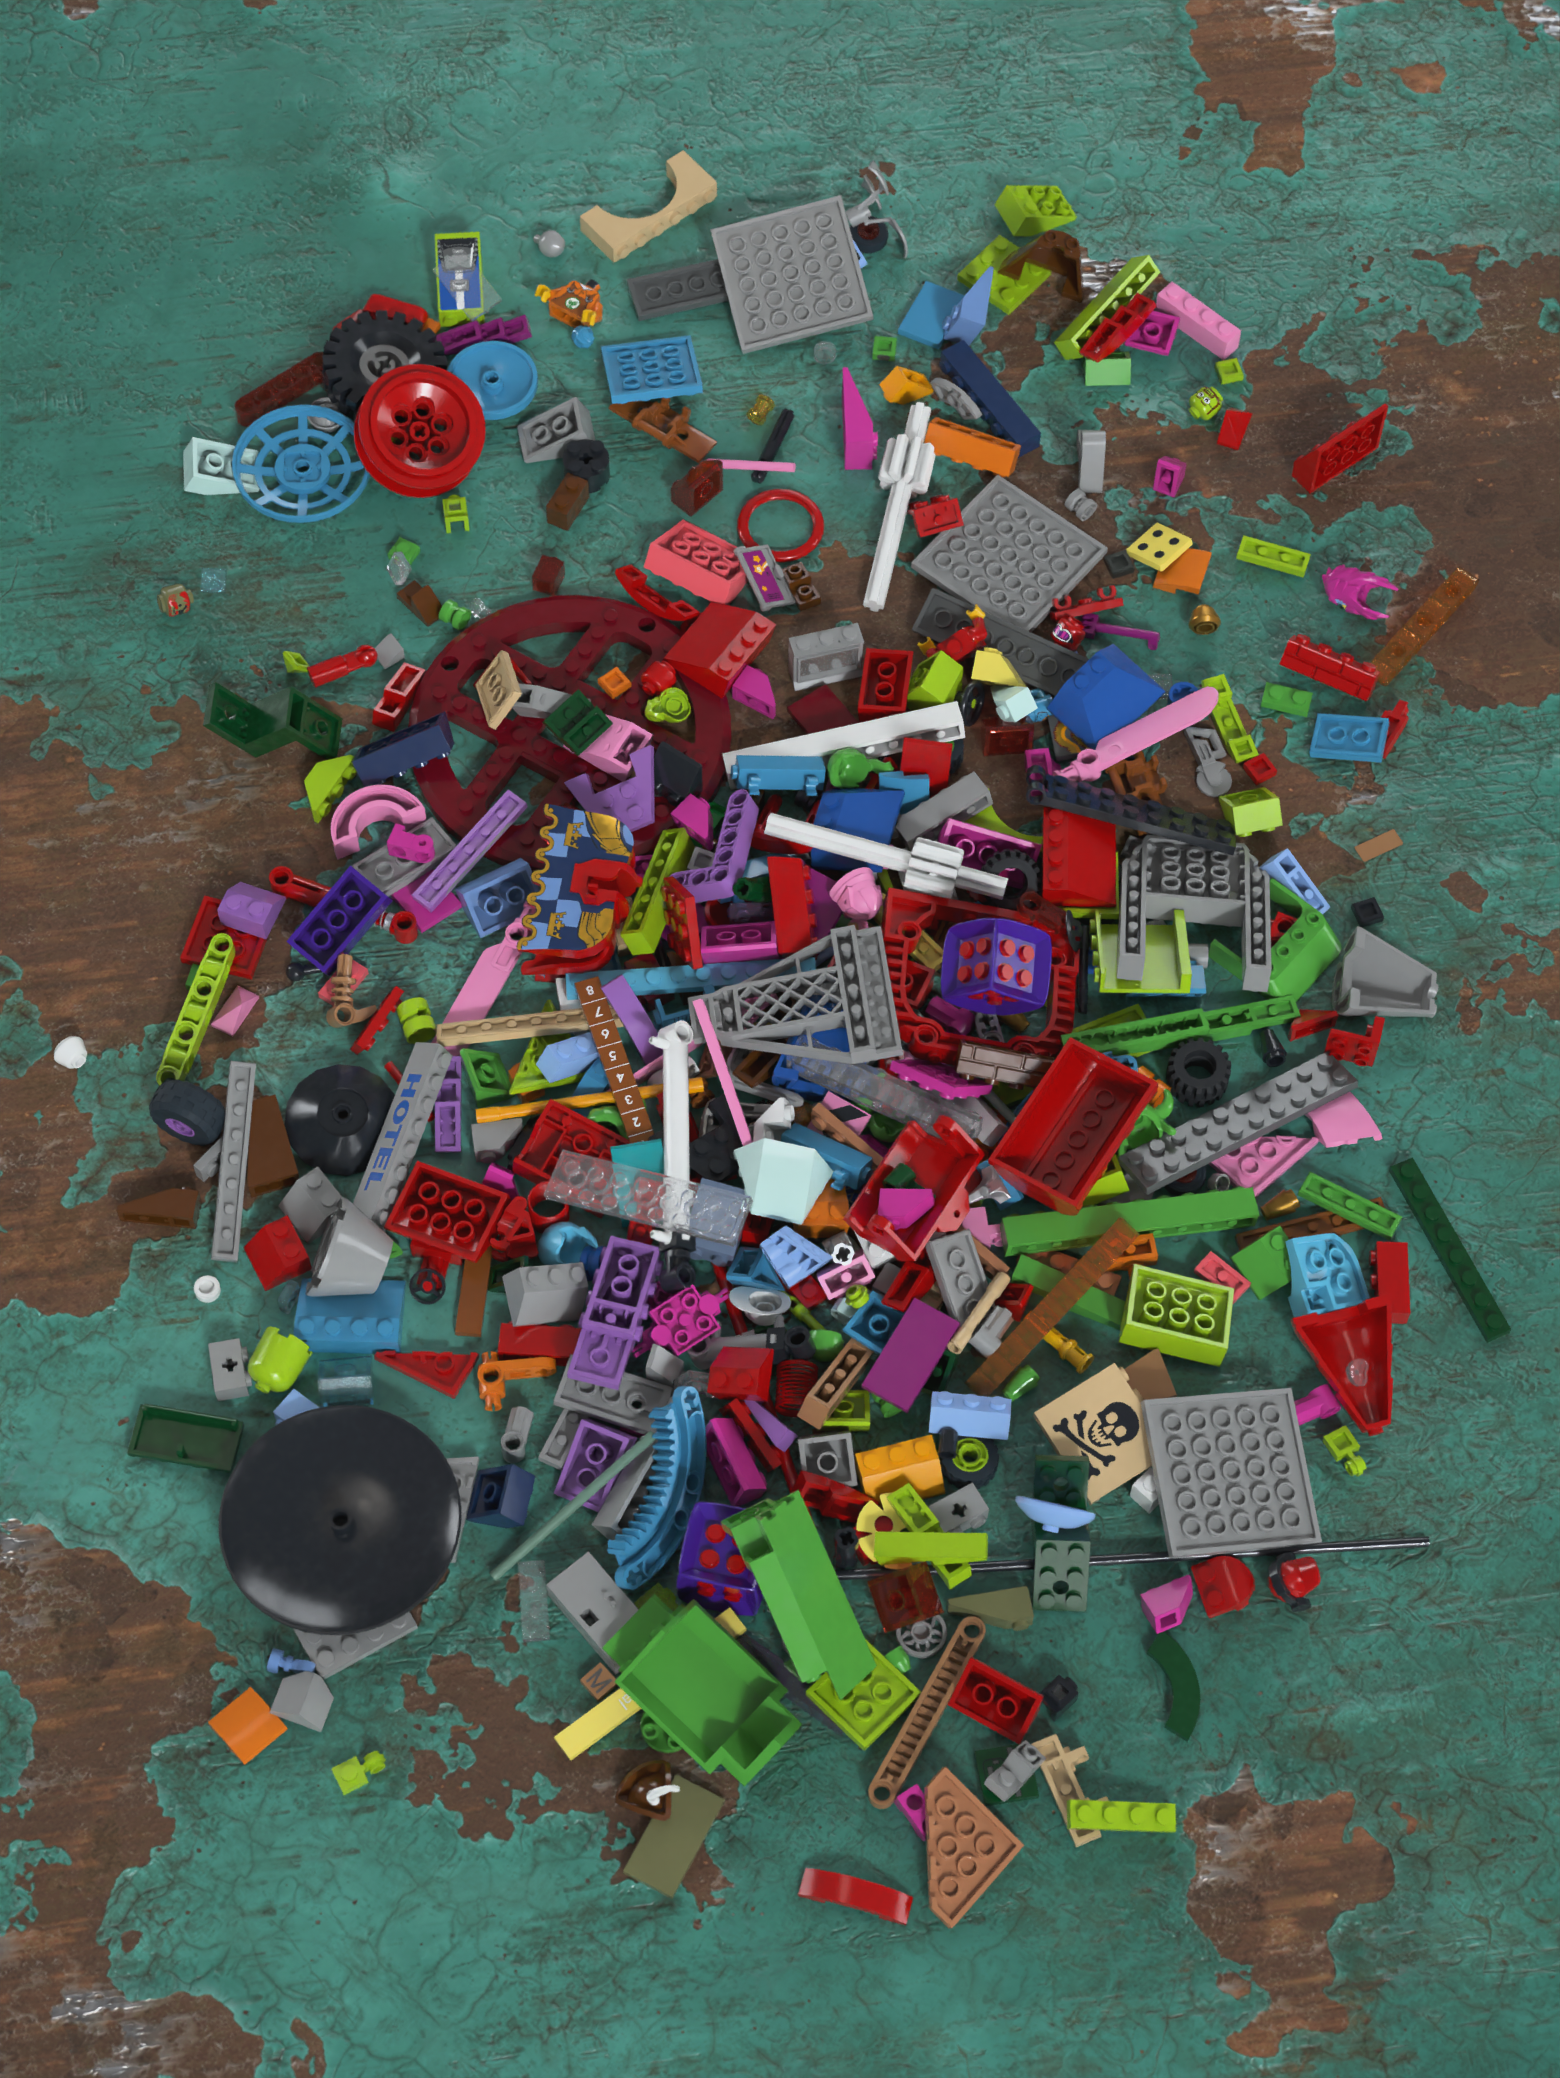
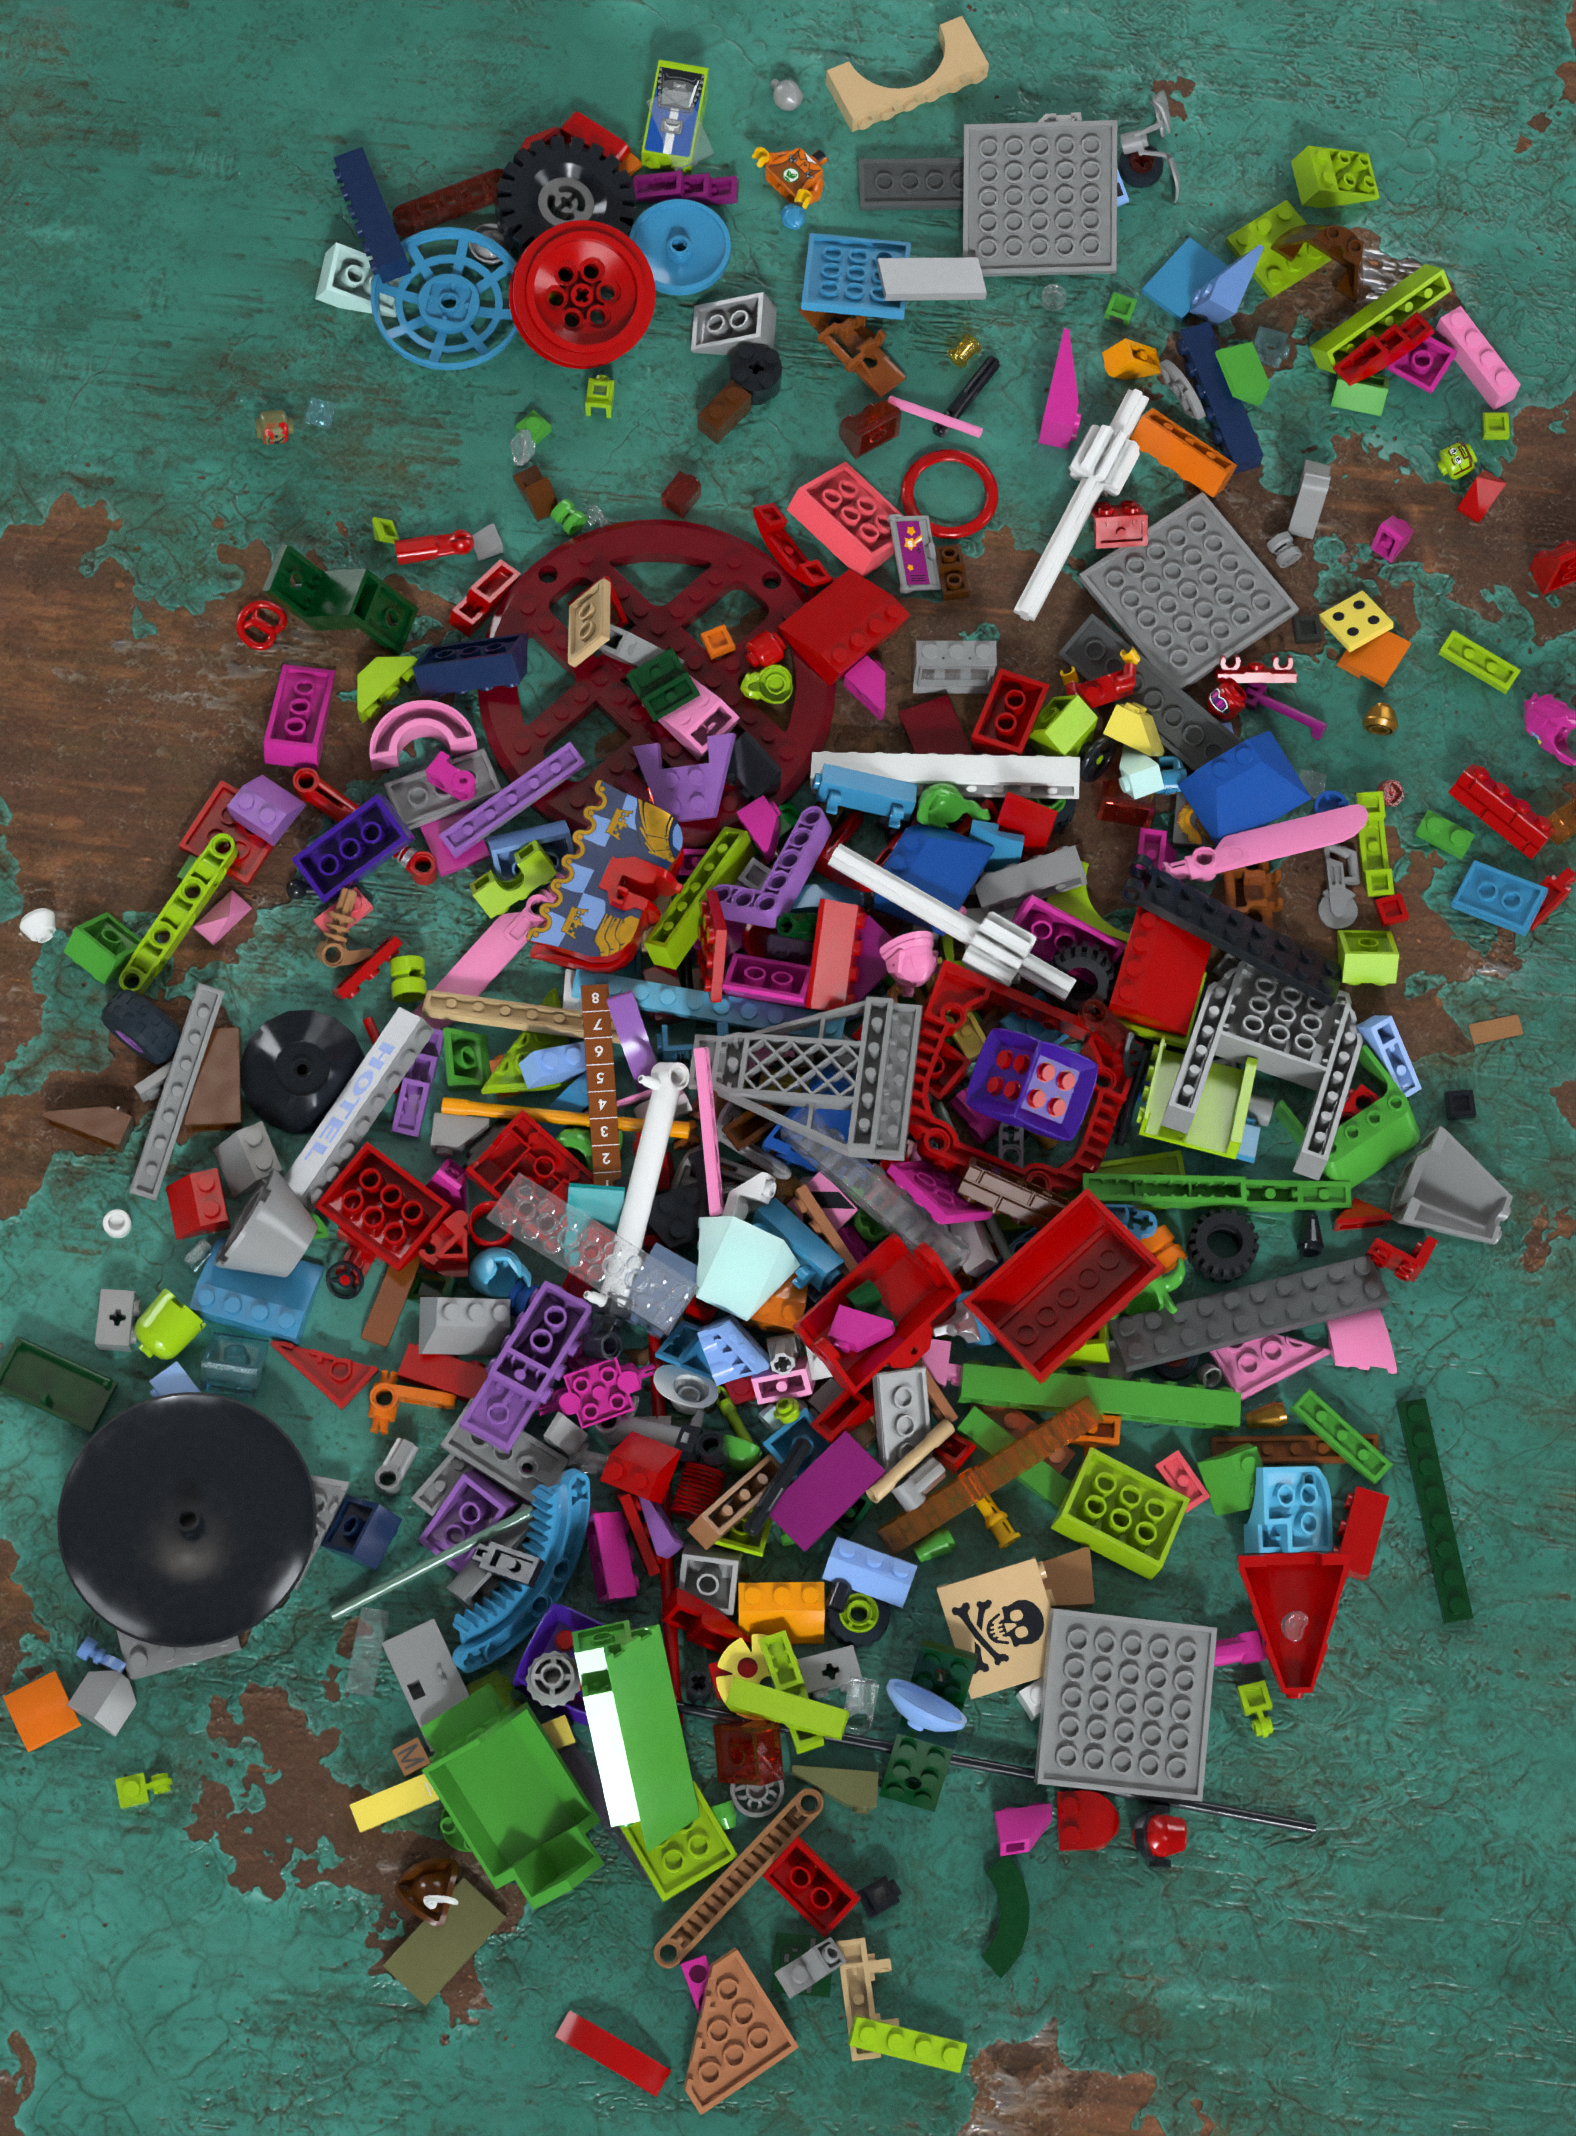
camera: 10 degrees right, 10 degrees up
(133, 1058) = (102, 947): none -> bright green slope
(205, 762) = (259, 623): none -> red piece
(217, 410) = (372, 216): none -> dark blue brick
(260, 829) = (299, 717): none -> dark pink slope
(505, 903) = (498, 895): none -> lime arch
(644, 1483) = (508, 1563): none -> hinge
(715, 1565) = (553, 1679): none -> light grey piece
(717, 356) = (931, 279): none -> light grey tile
(867, 1360) = (777, 1487): none -> black axle
(994, 1523) = (861, 1699): none -> clear piece
(1006, 372) = (1244, 372): none -> bright green slope
(1020, 350) = (1277, 339): none -> clear light blue brick
(1232, 674) = (1392, 792): none -> clear red tile

